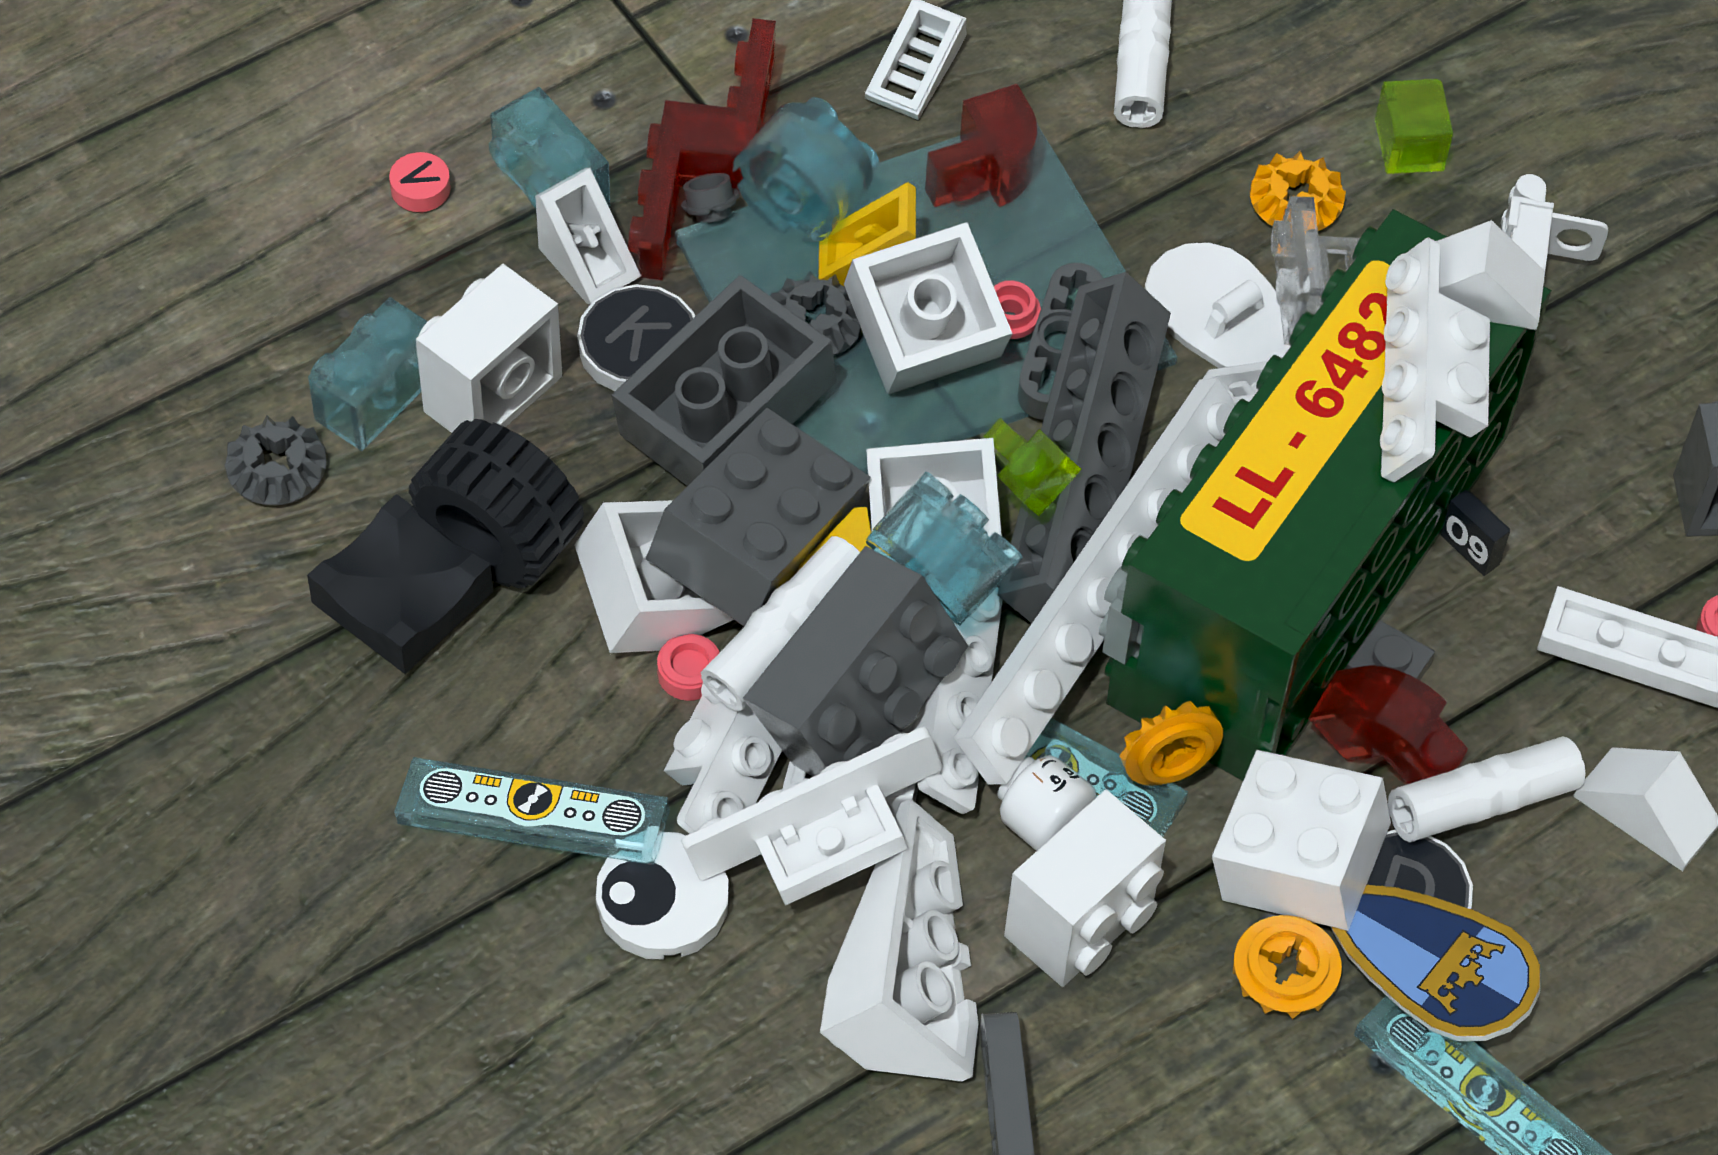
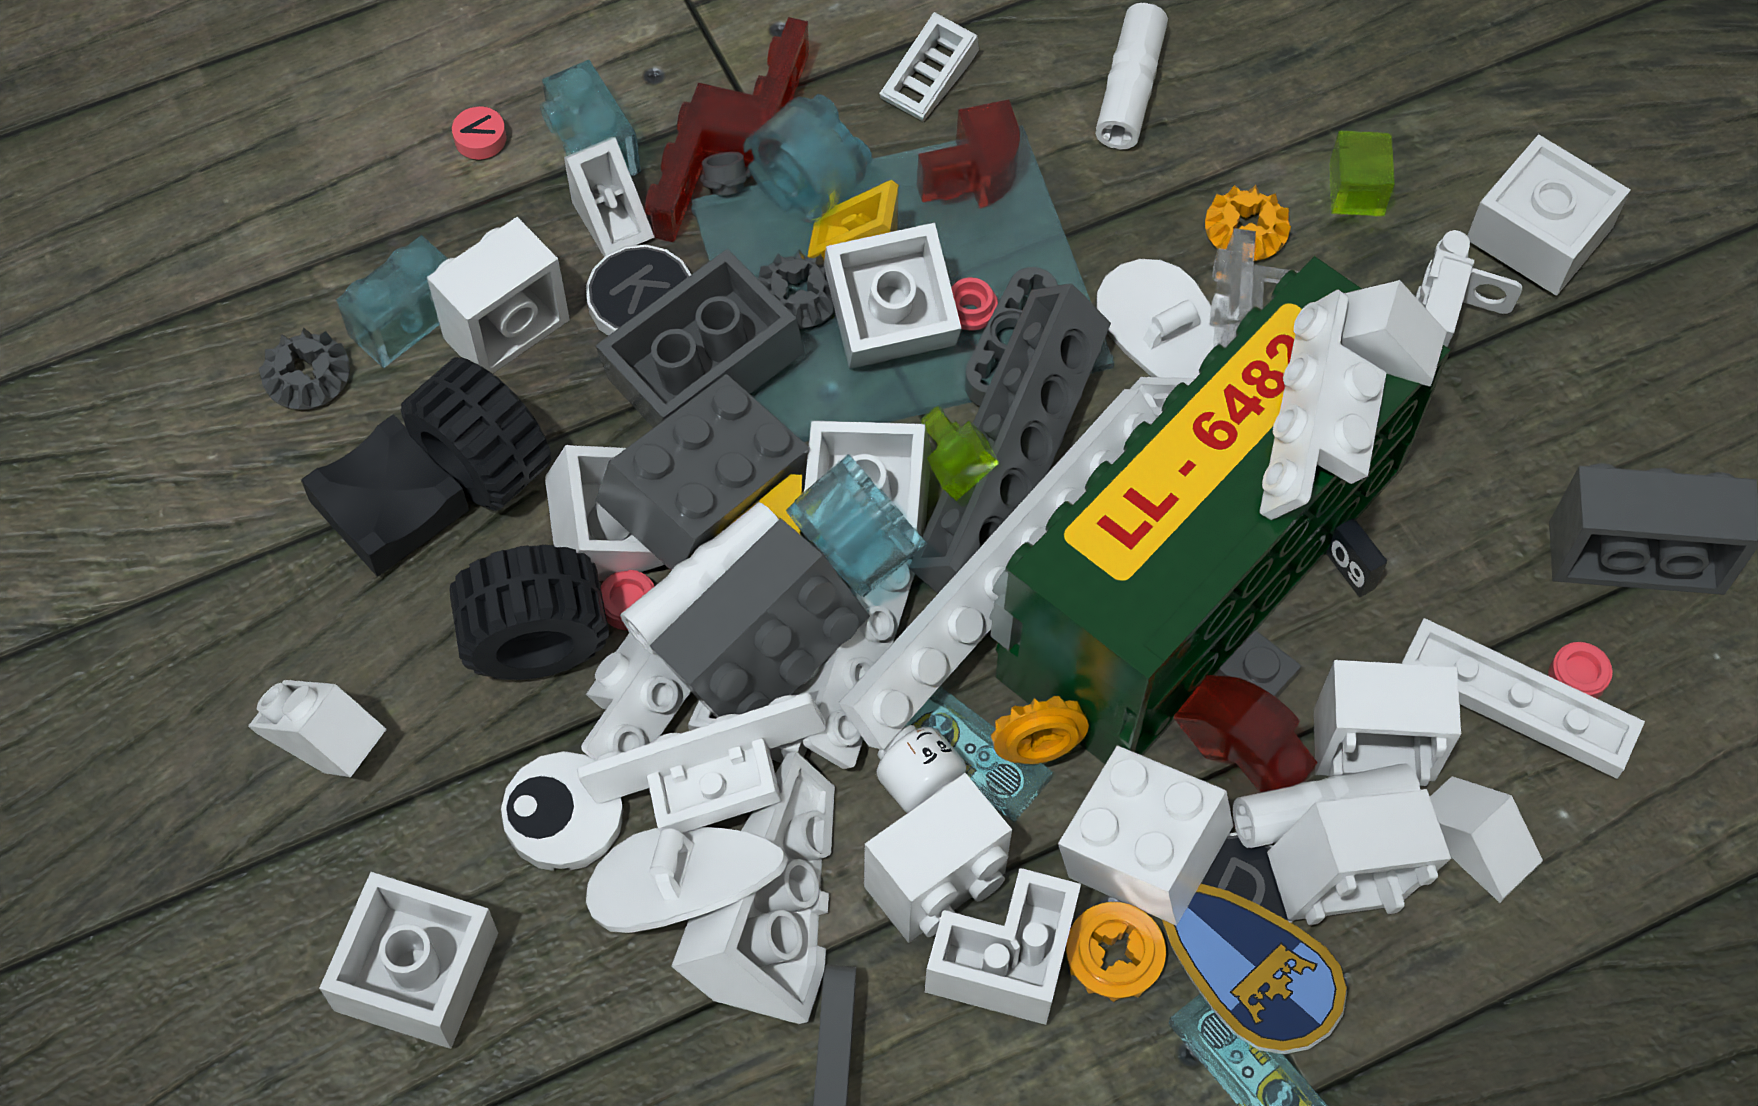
camera: 10 degrees right, 5 degrees up
(376, 834) = (317, 725): none -> white slope
(532, 810) = (465, 719): tile -> none
(533, 1061) = (410, 960): none -> white brick
(594, 685) = (528, 612): none -> black tyre
(808, 940) = (678, 876): none -> white shield
(1180, 987) = (1010, 965): none -> white brick
(1529, 830) = (1358, 855): none -> white container
(1535, 688) = (1386, 717): none -> white container
(1622, 149) = (1547, 214): none -> white container

